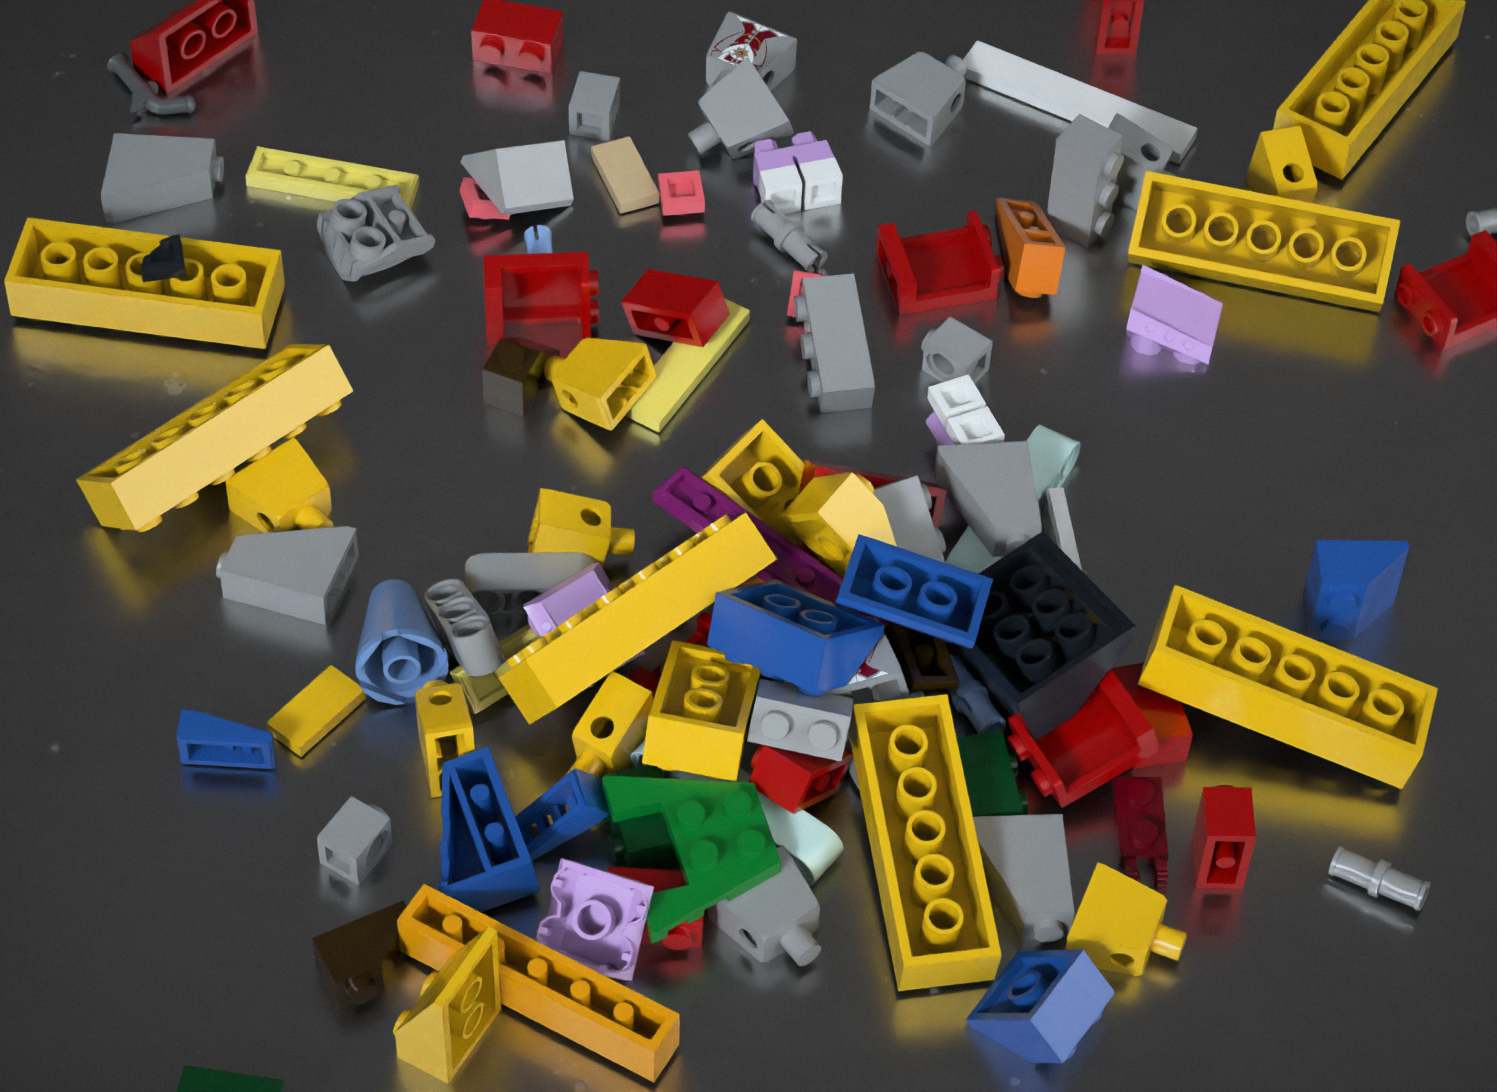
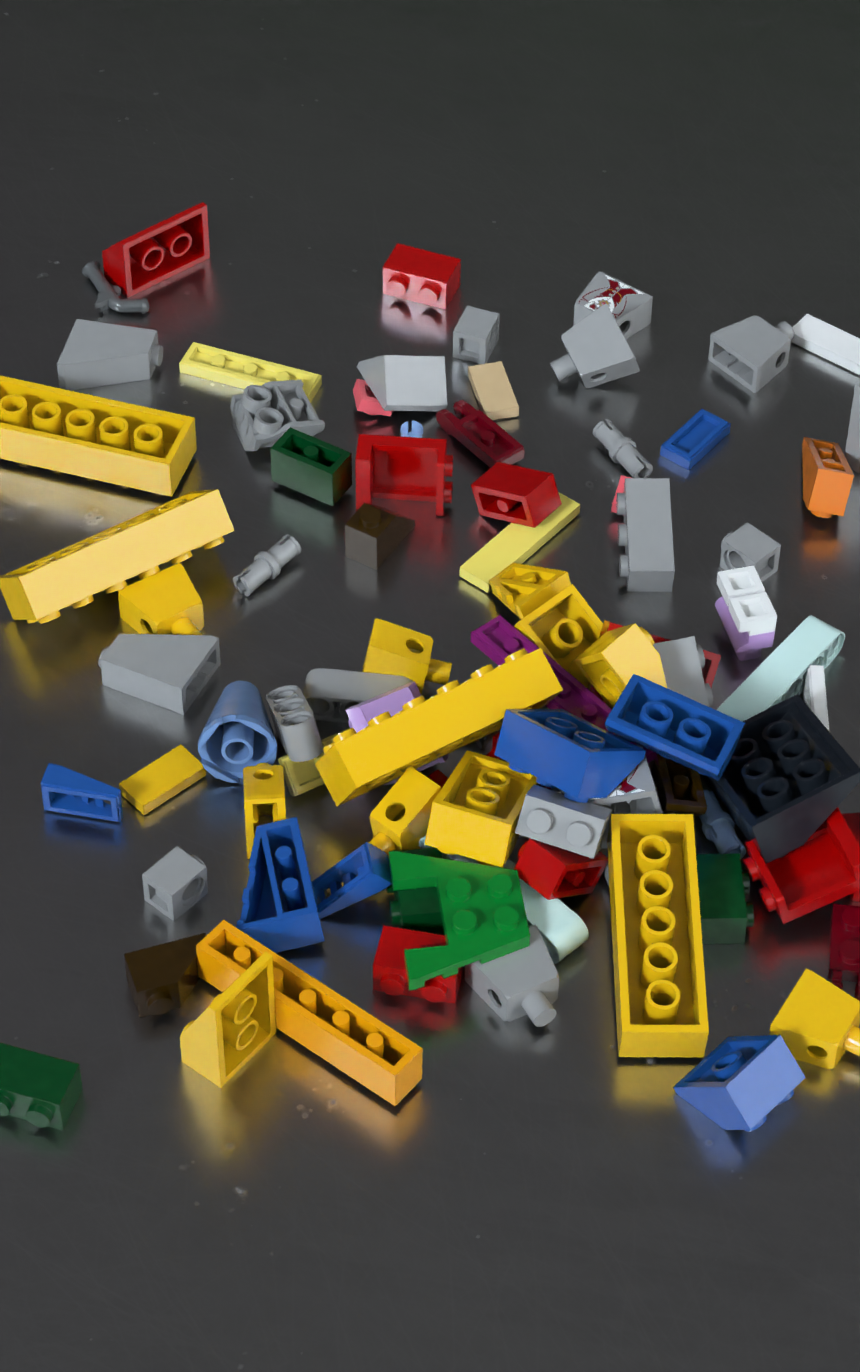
camera: 10 degrees right, 5 degrees down
(164, 261) = (98, 416): black tile -> none
(394, 426) = (267, 565): none -> light grey pin
(428, 296) = (311, 466): none -> dark green brick
(596, 918) = (365, 963): lavender slope -> none
(601, 379) = (445, 544): yellow torso -> none
(620, 233) = (480, 434): none -> dark red hinge
(681, 192) = (537, 408): coral plate -> none
(707, 424) = (527, 587): none -> yellow wing
(797, 174) = (642, 397): white hips -> none
(873, 205) = (695, 439): none -> blue tile
(939, 266) = (746, 486): red panel -> none
(992, 491) = (759, 659): light grey slope -> none
(1028, 872) = (744, 971): light grey slope -> none

